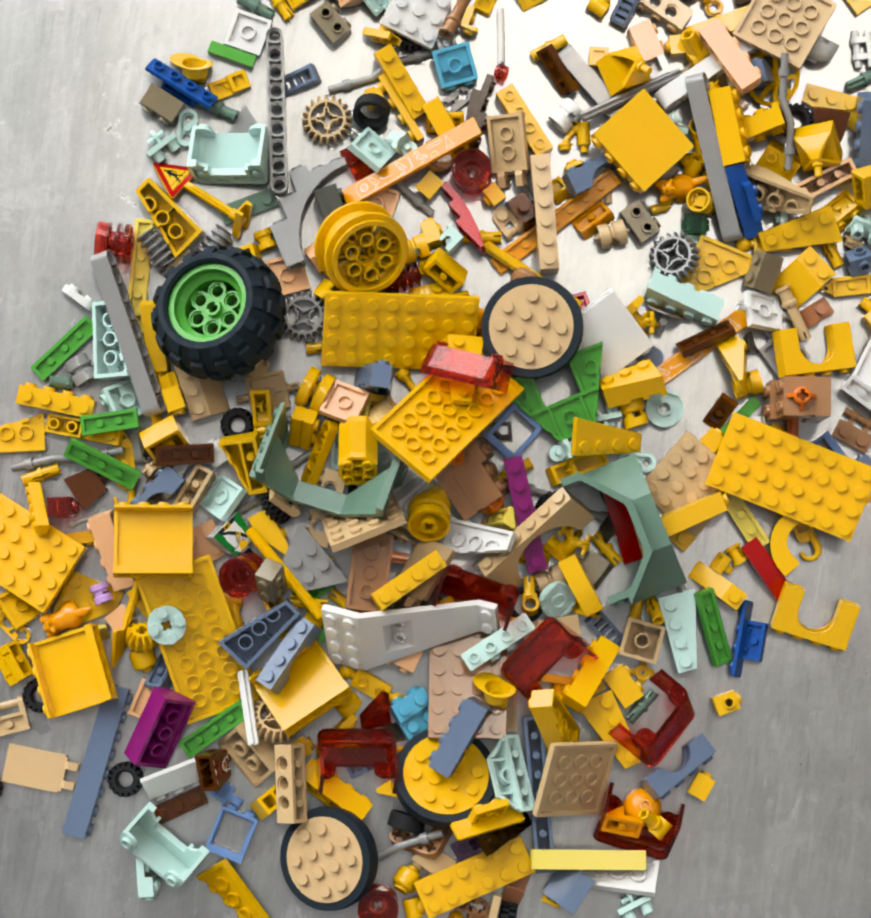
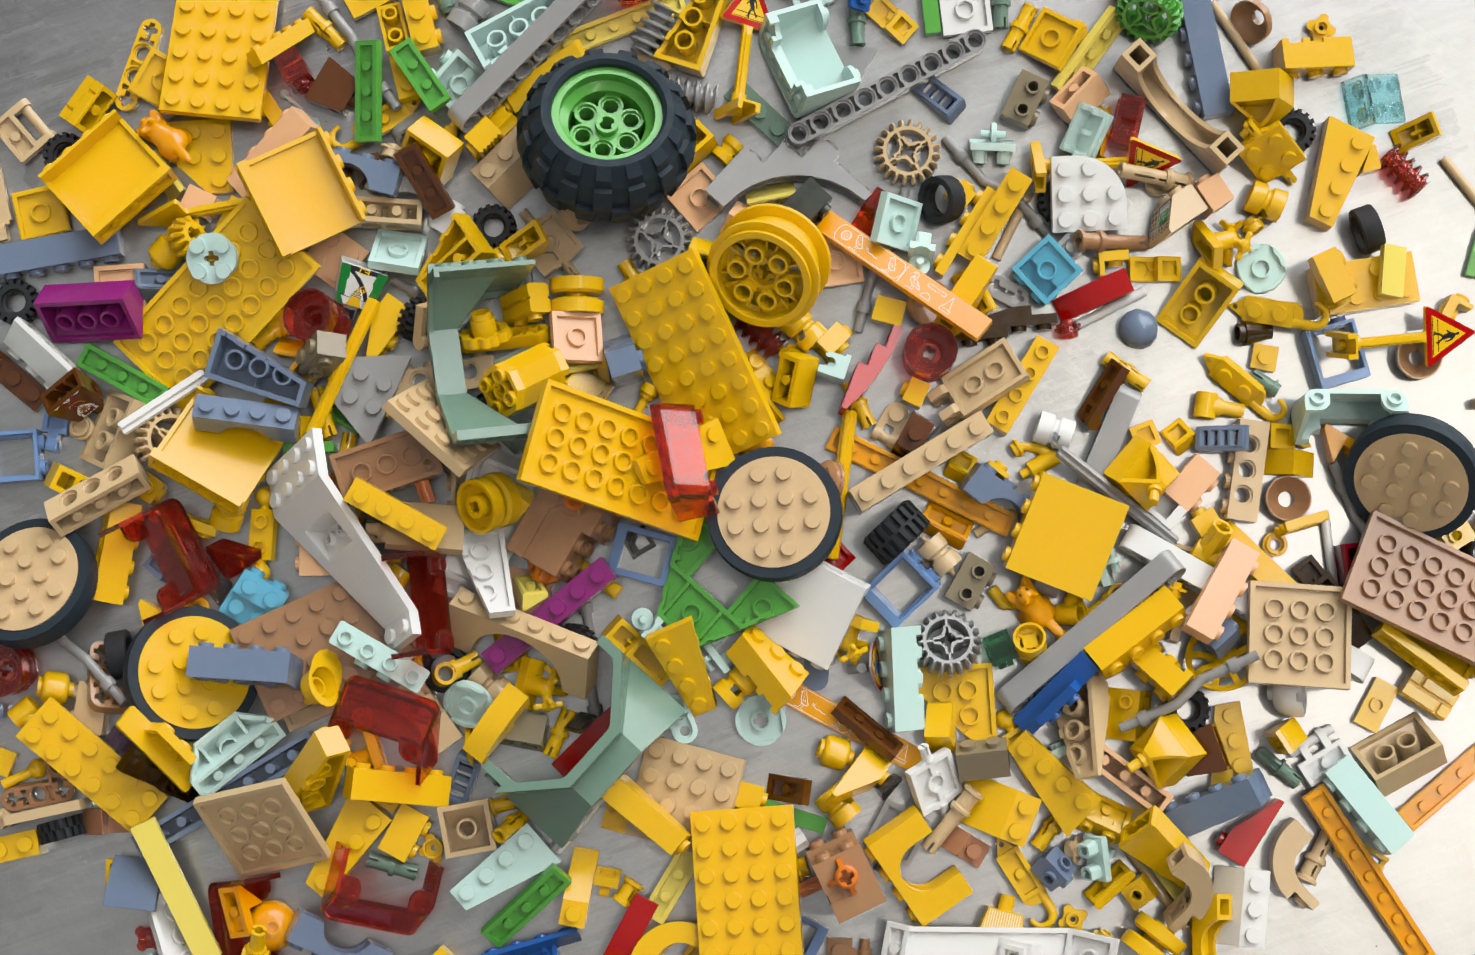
camera: 65 degrees right, 0 degrees up
(71, 733) = (40, 213): none -> yellow plate
(101, 593) = (217, 165): lavender wheel -> none
(237, 775) = (82, 430): none -> tan plate
(251, 605) = (287, 348): none -> yellow slope
(309, 225) = (770, 194): none -> light yellow slope
(309, 463) = (484, 331): none -> yellow plant
(356, 53) = (981, 146): none -> light aqua hips
(421, 87) = (1010, 230): none -> tan bar
(487, 43) = (1093, 295): none -> red slope
(524, 25) = (1138, 328): none -> sand blue hair
(583, 253) = (896, 532): none -> black tyre
(609, 901) = (143, 943): none -> clear red plate
(610, 34) = (1179, 436): none -> yellow slope
(630, 286) = (884, 606): none -> medium blue window
(710, 369) = (834, 752): none -> yellow head
(727, 289) = (940, 727): none -> yellow slope
(846, 64) = (1285, 736): none -> yellow slope

